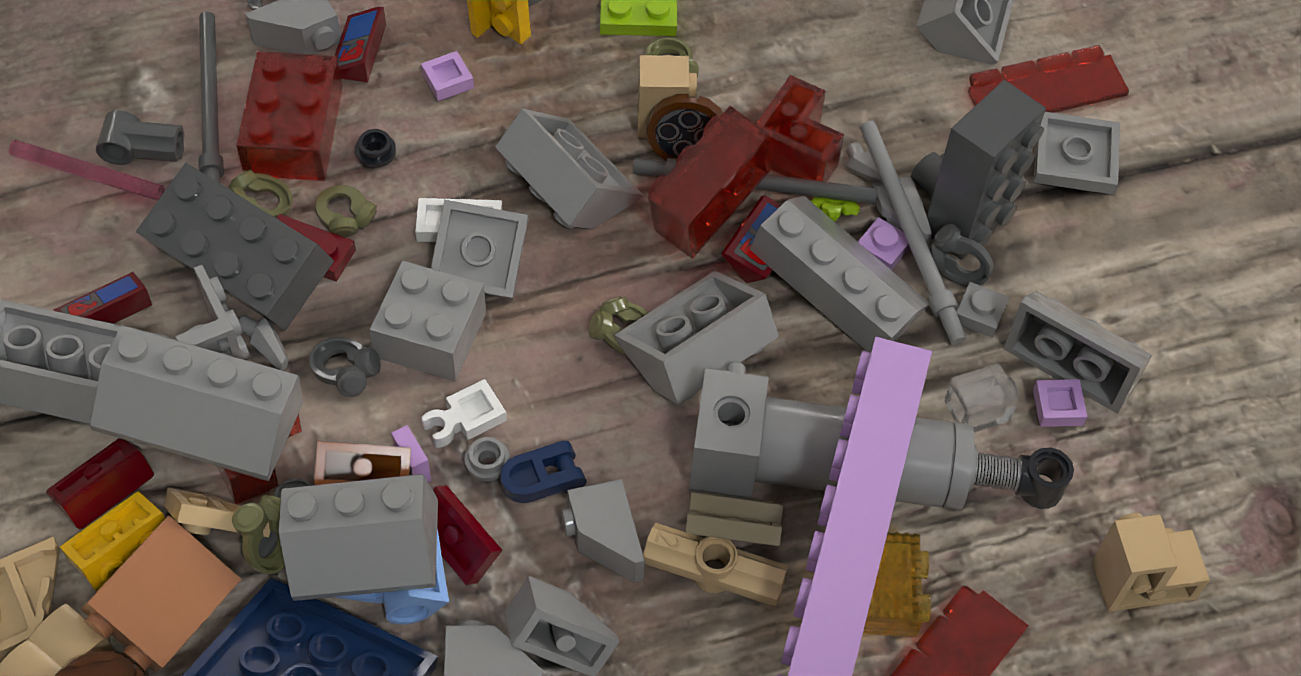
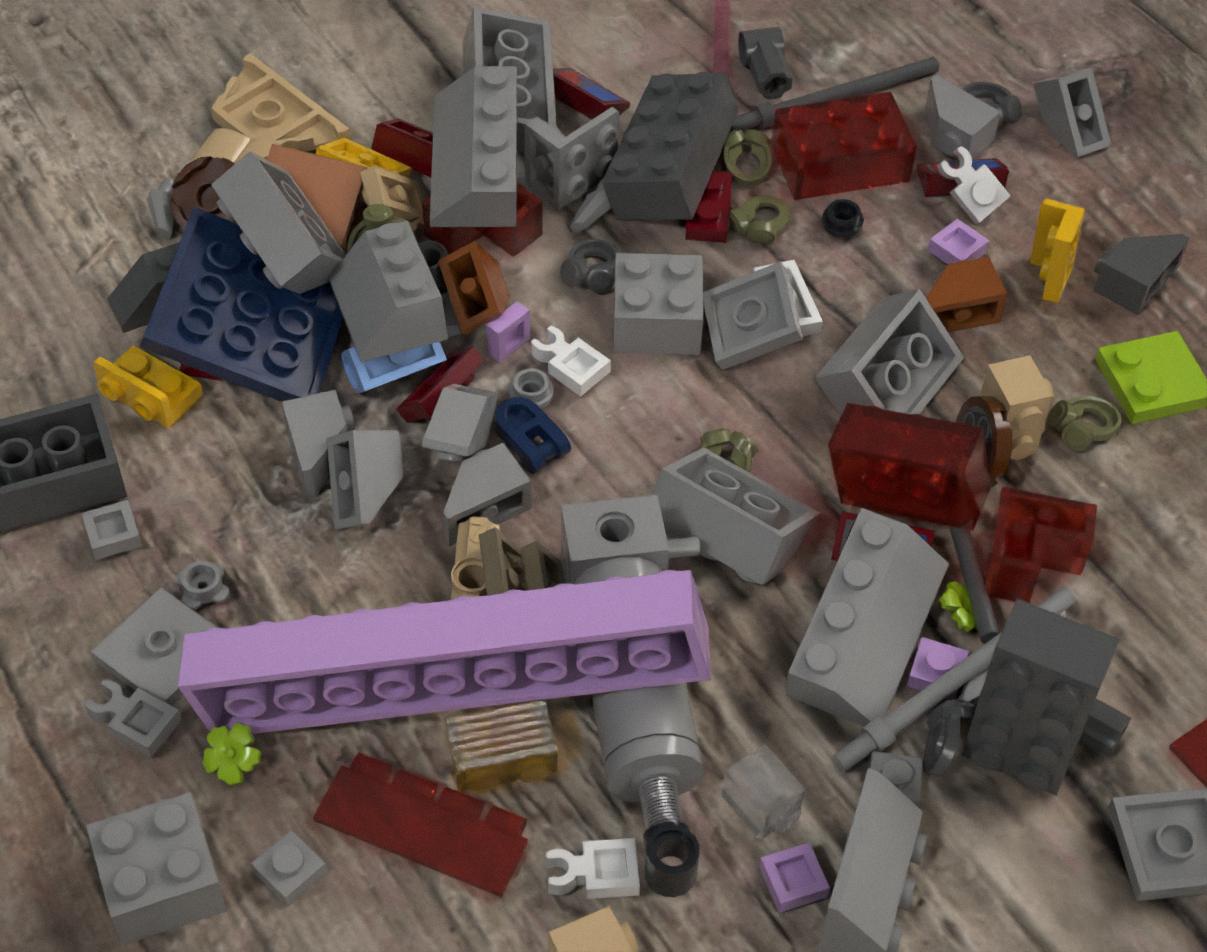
camera: 75 degrees right, 5 degrees down
(220, 621) = (278, 224): none -> light grey slope
(393, 35) = (977, 189): none -> white plate
(508, 86) = (968, 295): none -> dark orange slope
(530, 520) = (460, 422): none -> light grey slope
(1028, 538) = (604, 868): none -> white plate

